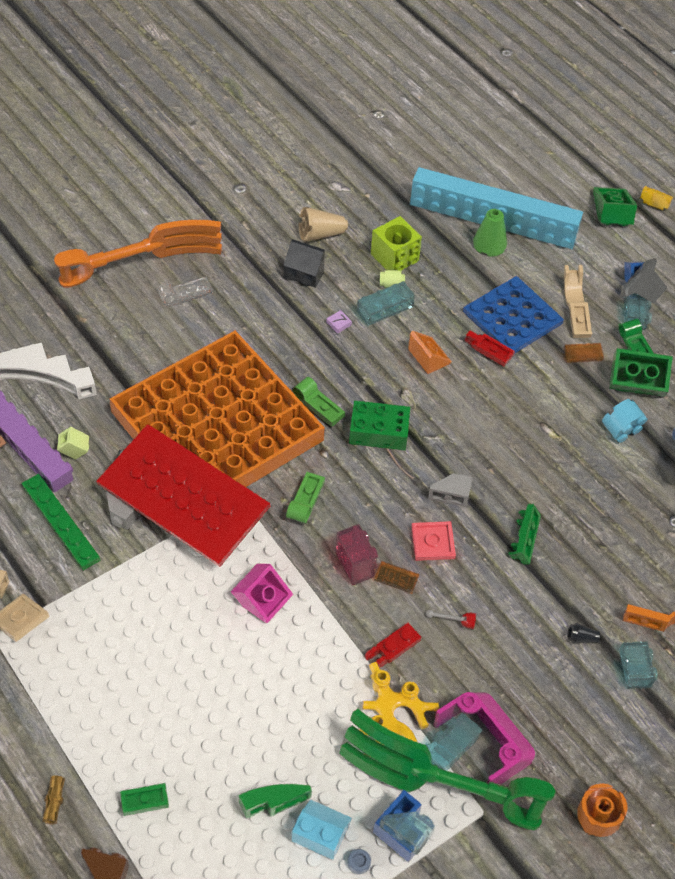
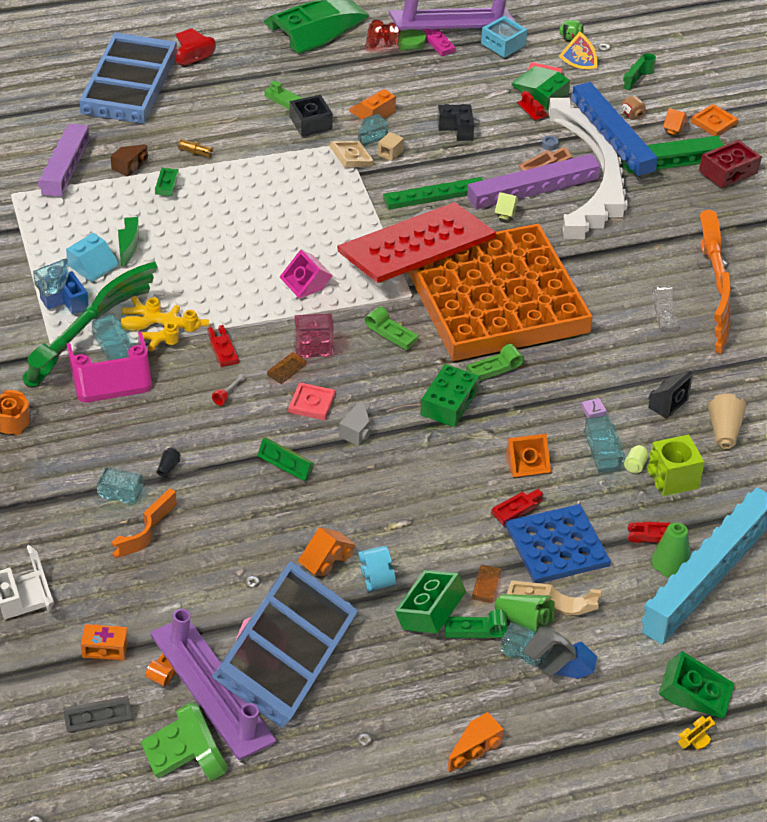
camera: 110 degrees right, 10 degrees down
(468, 252) = (646, 531): none -> red hinge
(608, 310) = (527, 610): none -> bright green cone
(626, 459) = (324, 549): none -> orange brick

